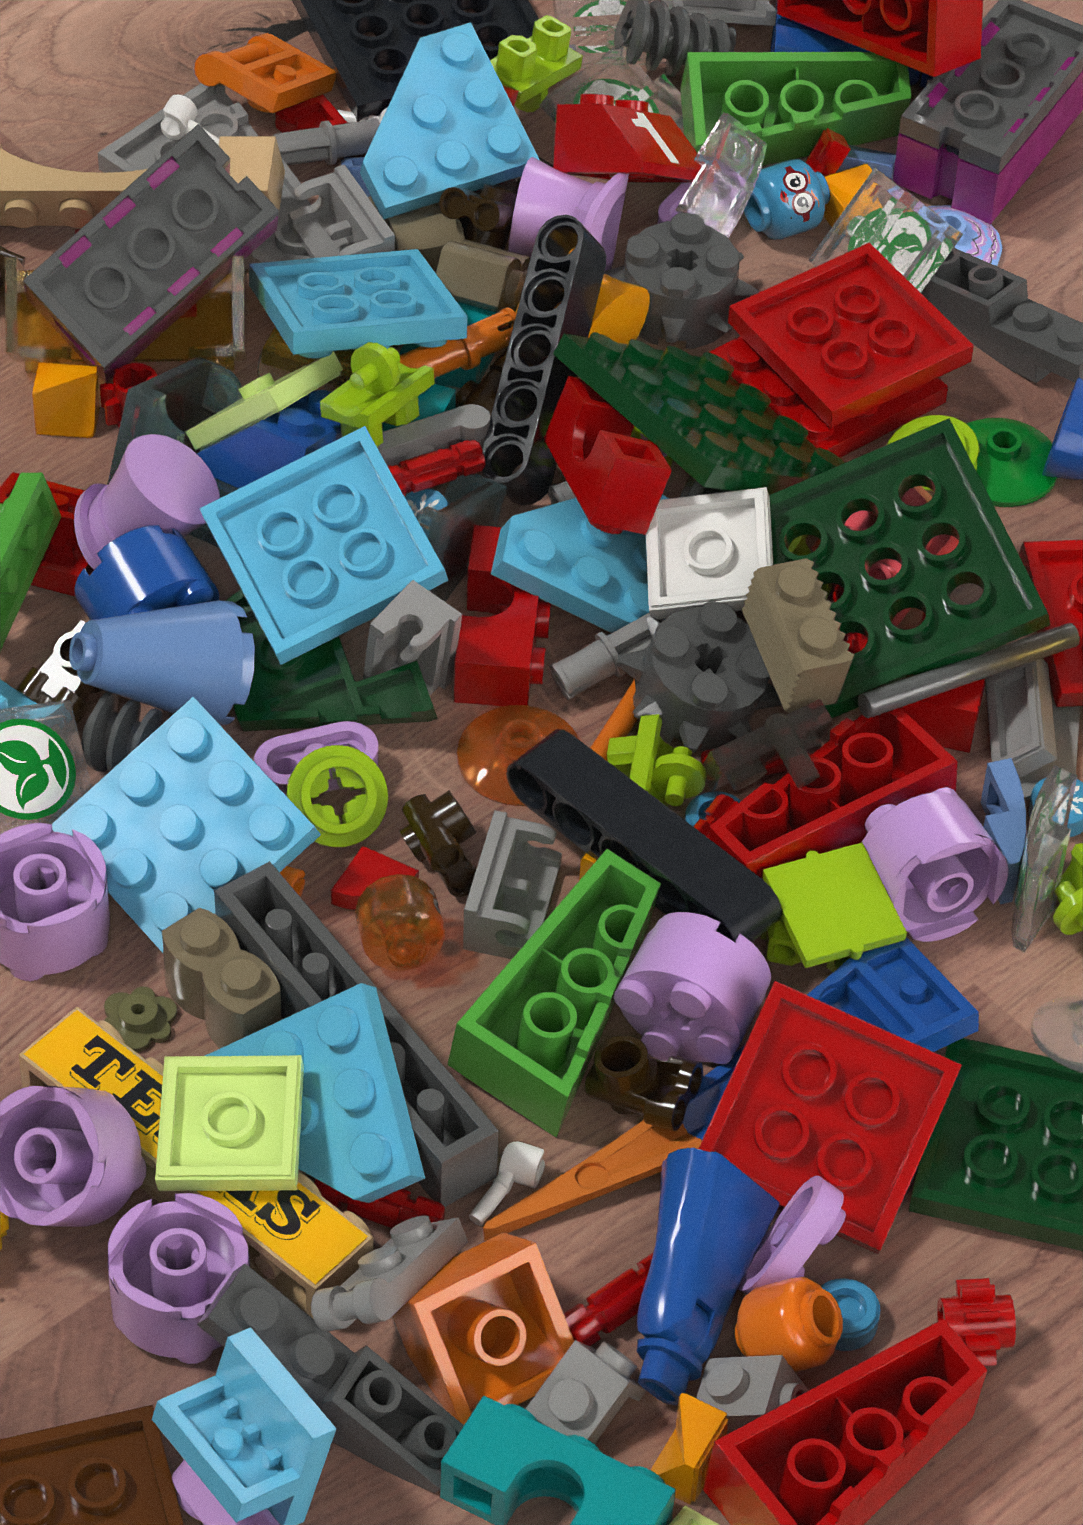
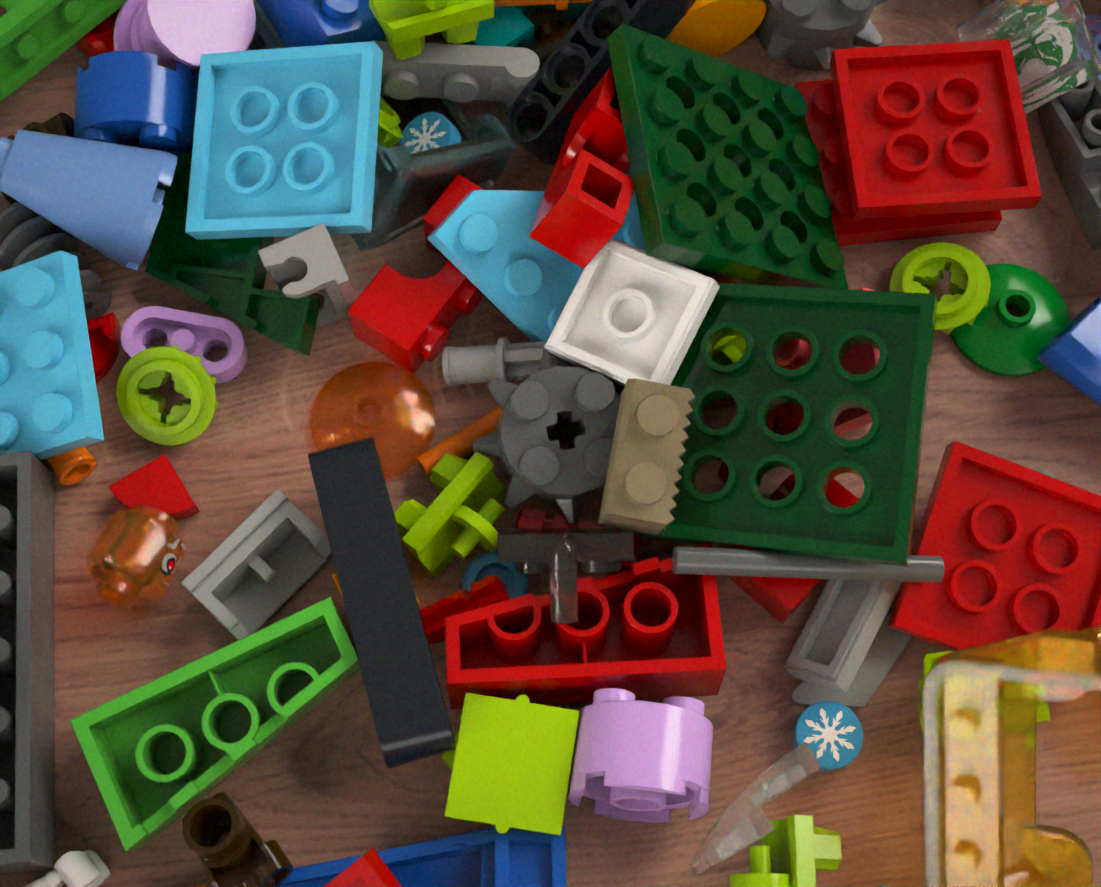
camera: 30 degrees right, 20 degrees up
(436, 834) = (228, 480): dark brown plate -> none
(438, 466) = (451, 99): red axle -> none
(693, 989) = (322, 787): lavender brick -> none
(1005, 818) = (740, 756): medium blue slope -> none

